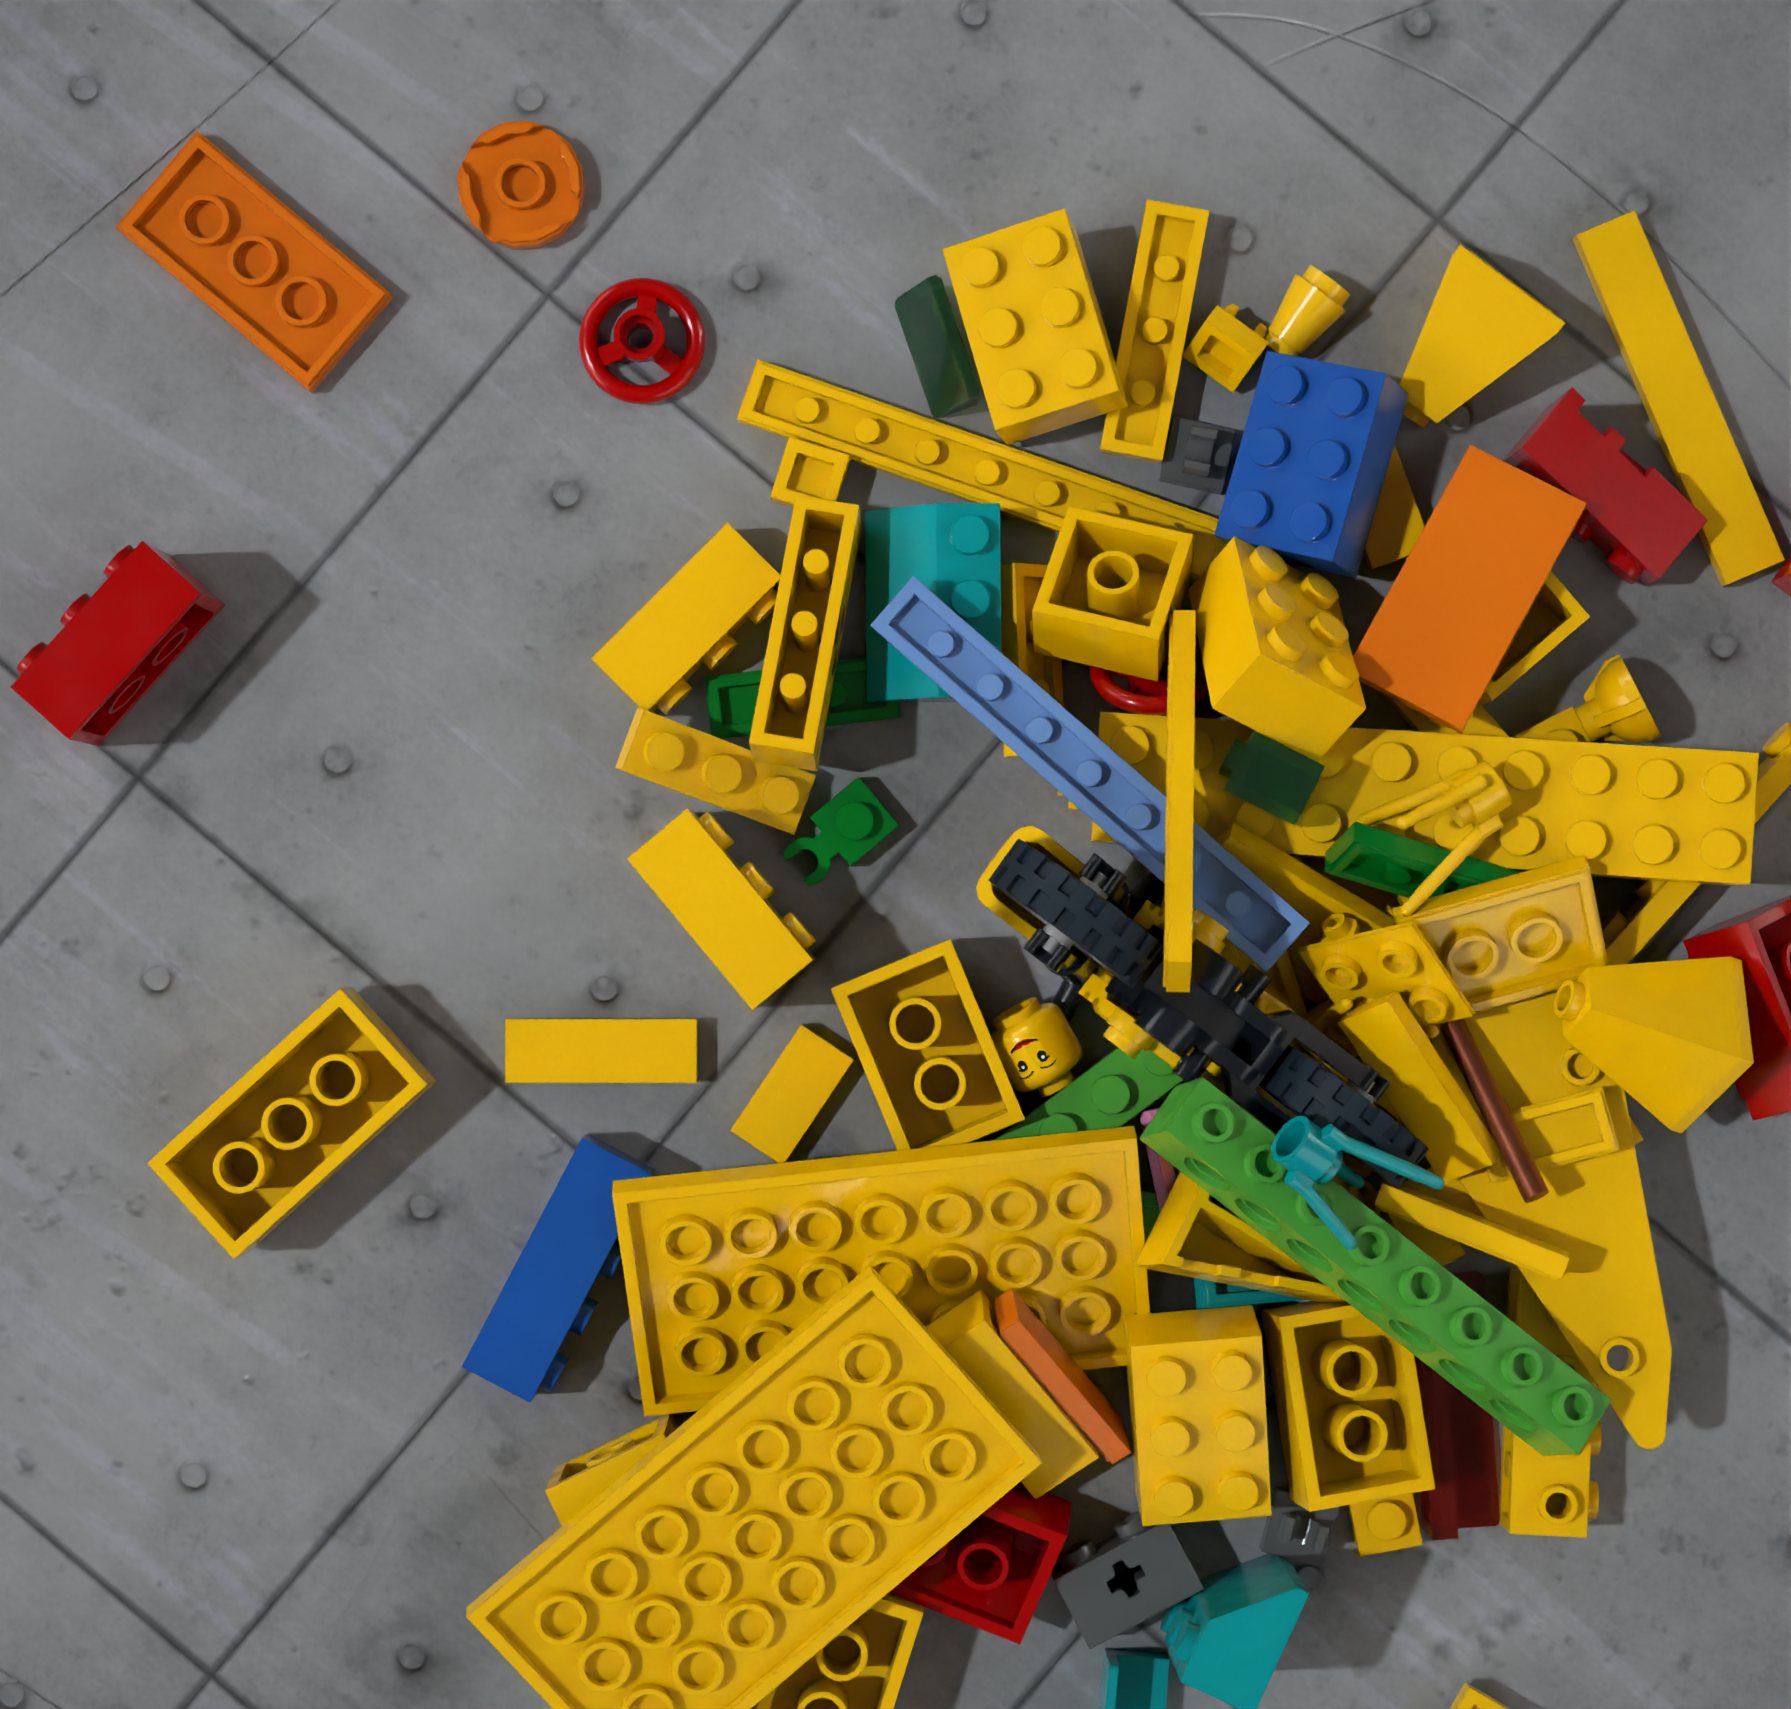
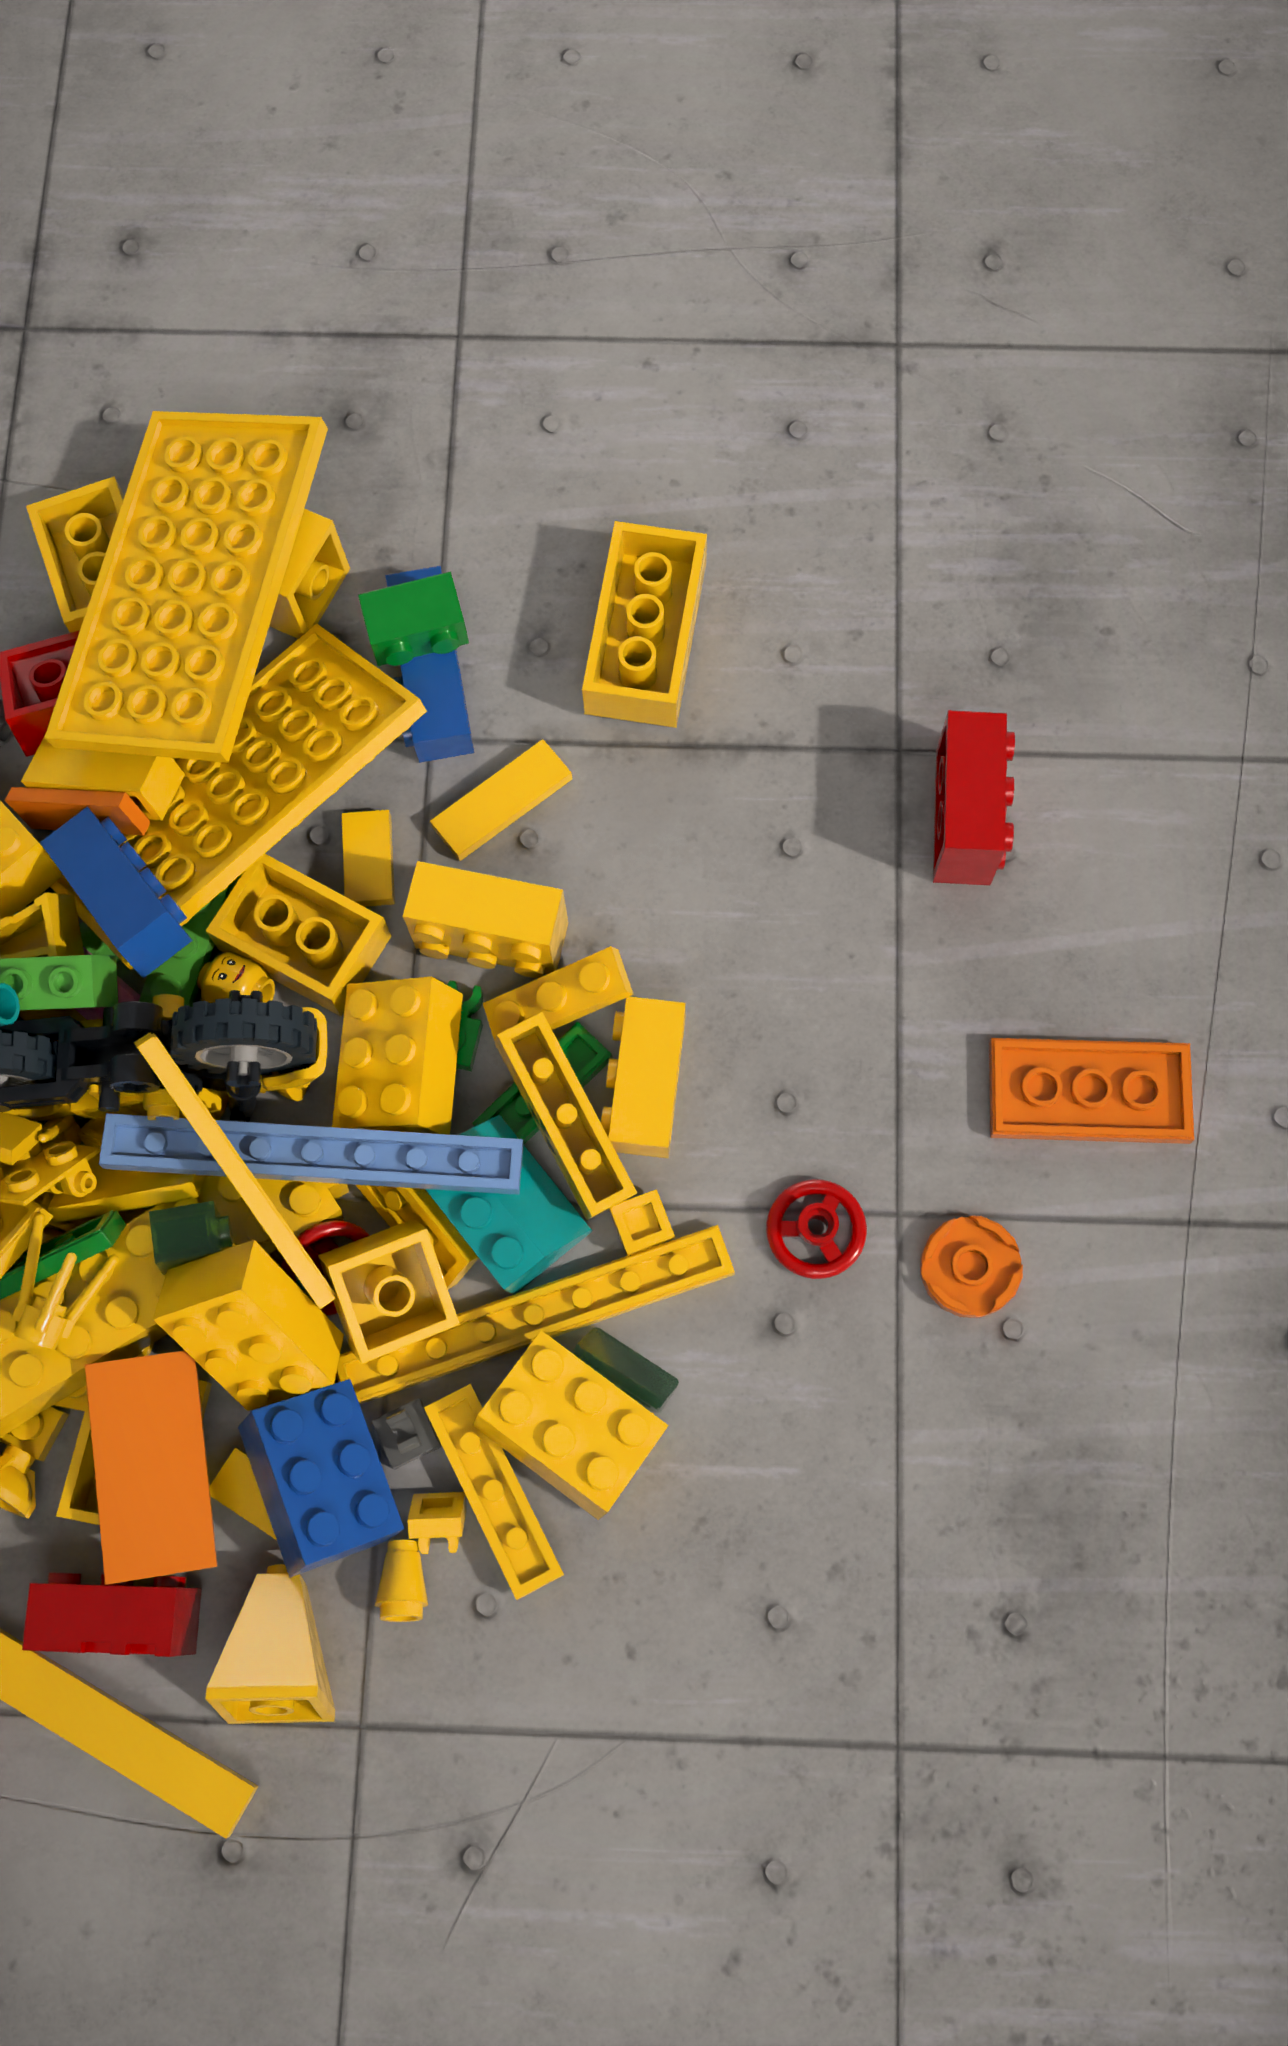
camera: 150 degrees right, 15 degrees down
(543, 1307) = (414, 619): none -> green brick
(928, 827) = (398, 1056): none -> yellow brick
(1088, 1220) = (116, 892): none -> blue brick

